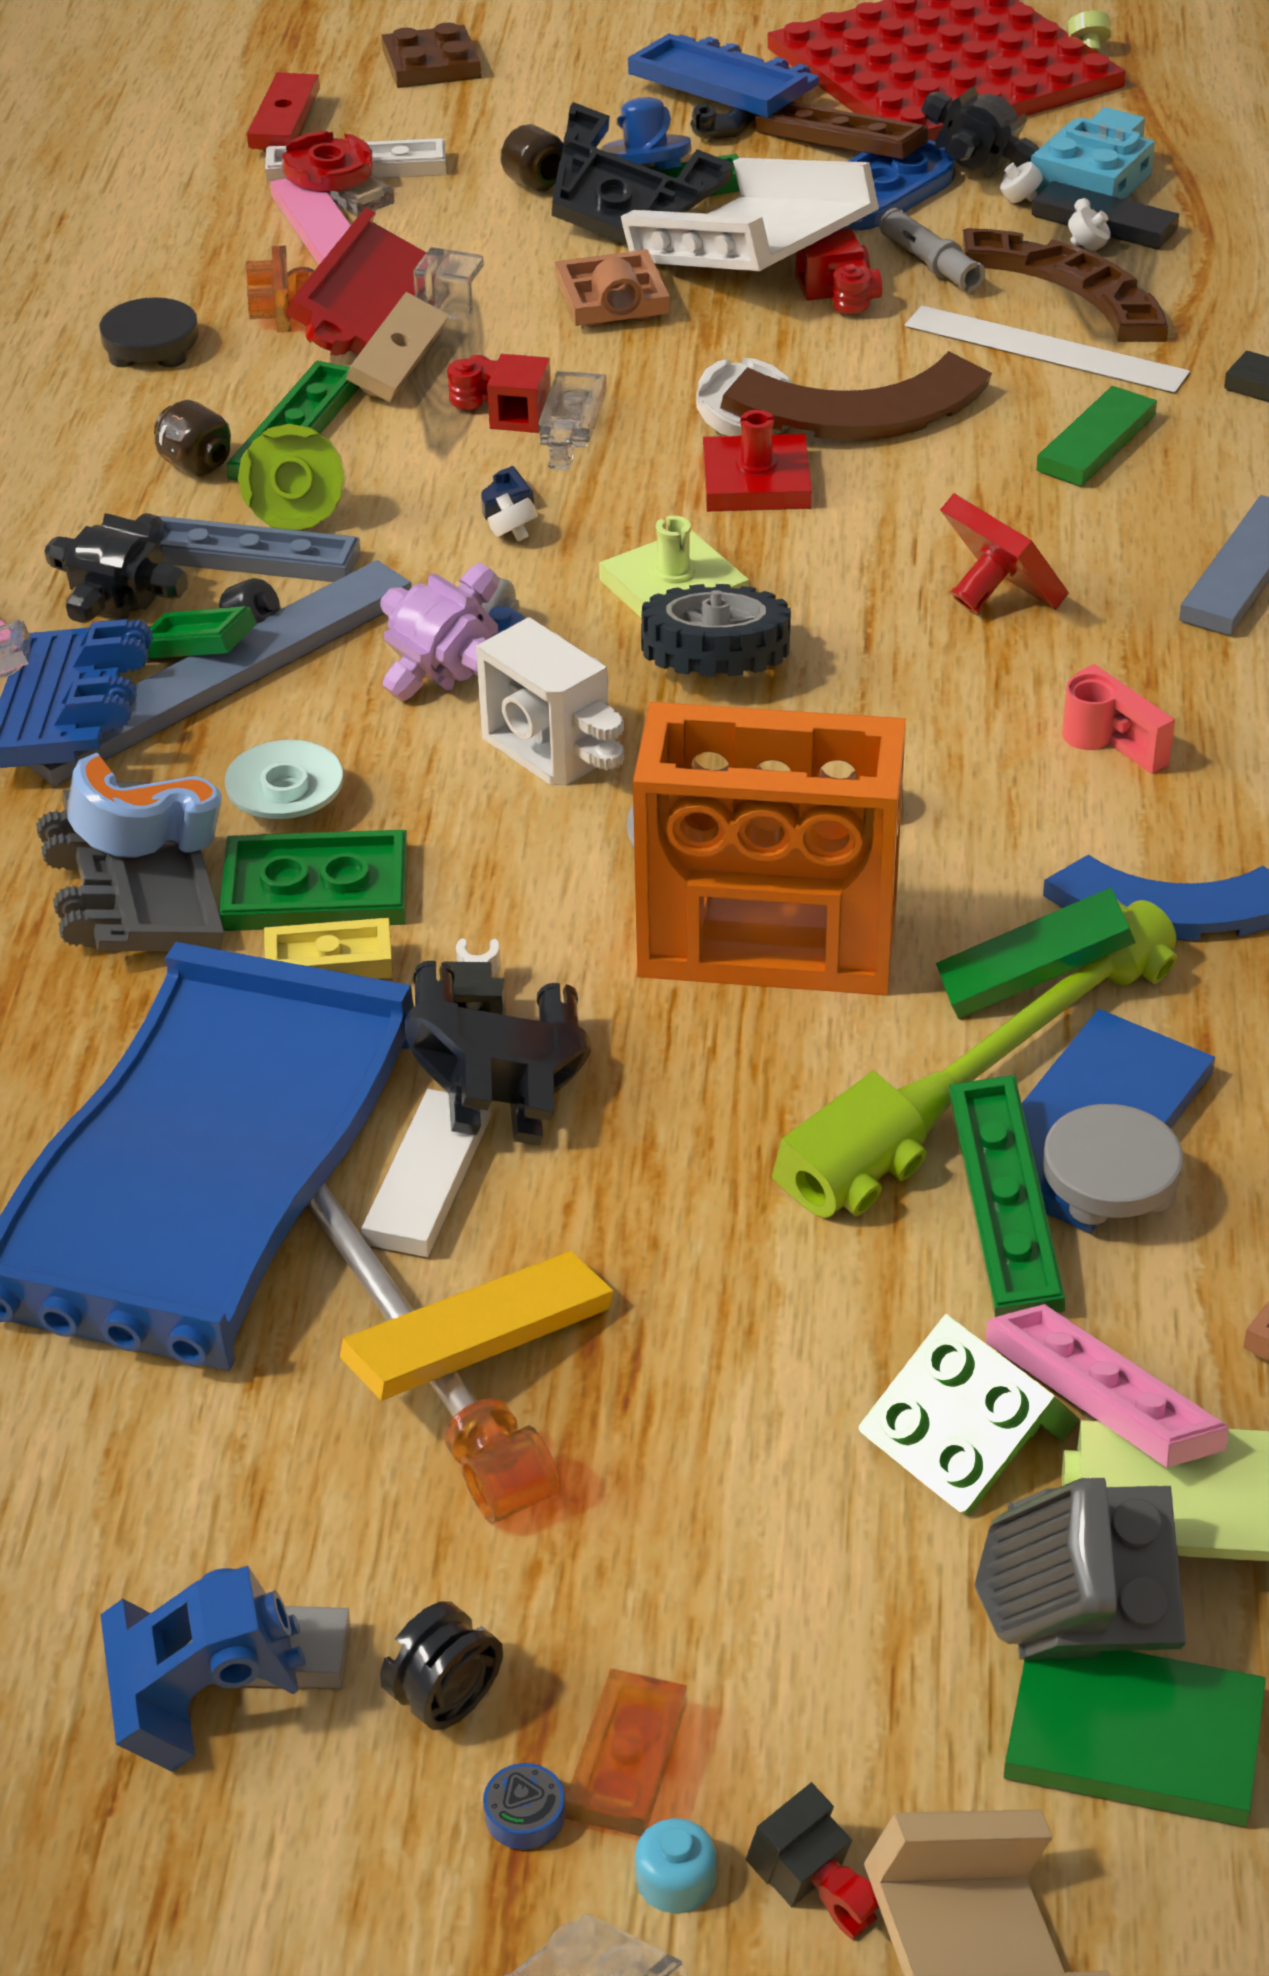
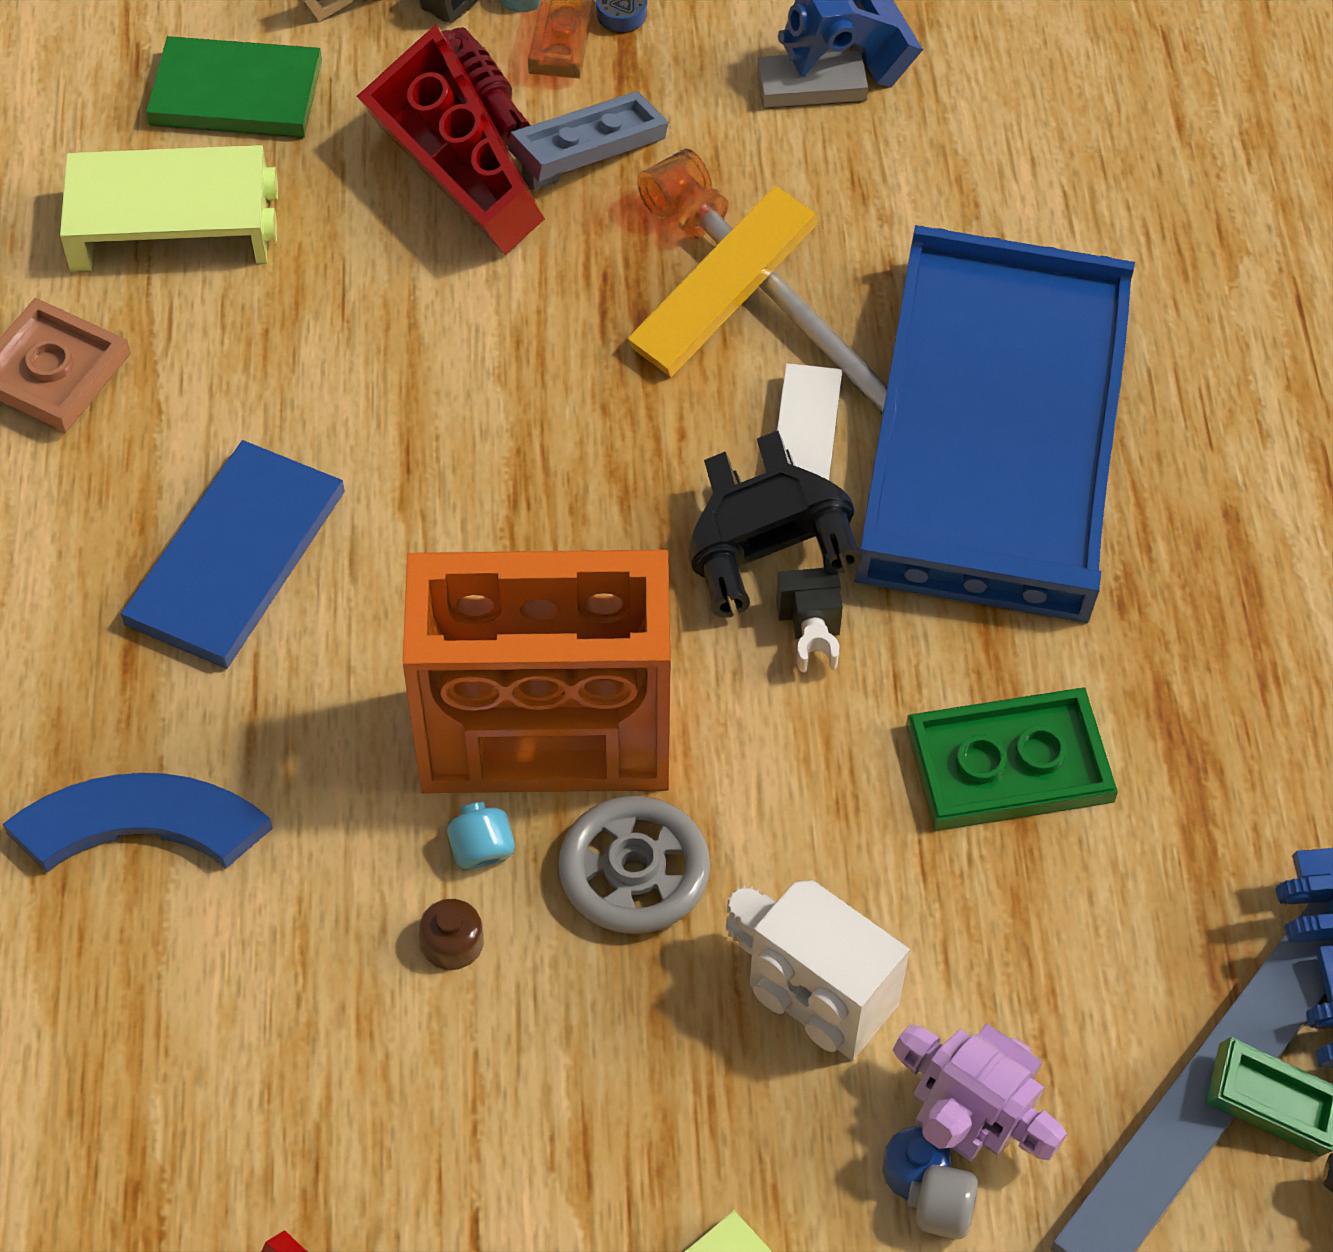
camera: 170 degrees right, 15 degrees up
(130, 901) = (1184, 734): dark grey hinge -> none
(140, 817) = (1195, 733): light blue animal -> none
(253, 594) = (1235, 1171): black piece -> none
(284, 779) = (1091, 841): light aqua dish -> none
(341, 946) = (962, 648): light yellow plate -> none
(442, 1665) = (688, 48): black wheel -> none
(615, 1554) = (585, 137): none -> sand blue hinge
(715, 630) = (599, 1196): black wheel -> none
(762, 1673) = (488, 81): none -> dark red hinge
(813, 1529) = (445, 129): none -> red wedge
(881, 1129) = (427, 497): lime bar -> none
(961, 1415) = (333, 264): bracket -> none
(1006, 1196) = (315, 446): green tile -> none
(1035, 953) = (280, 687): green tile -> none
(1084, 1572) = (266, 102): dark grey piece -> none
(1107, 713) = (151, 1051): coral plate -> none
(1107, 1386) = (242, 265): bright pink tile -> none
(1112, 1162) = (222, 464): light grey tile -> none

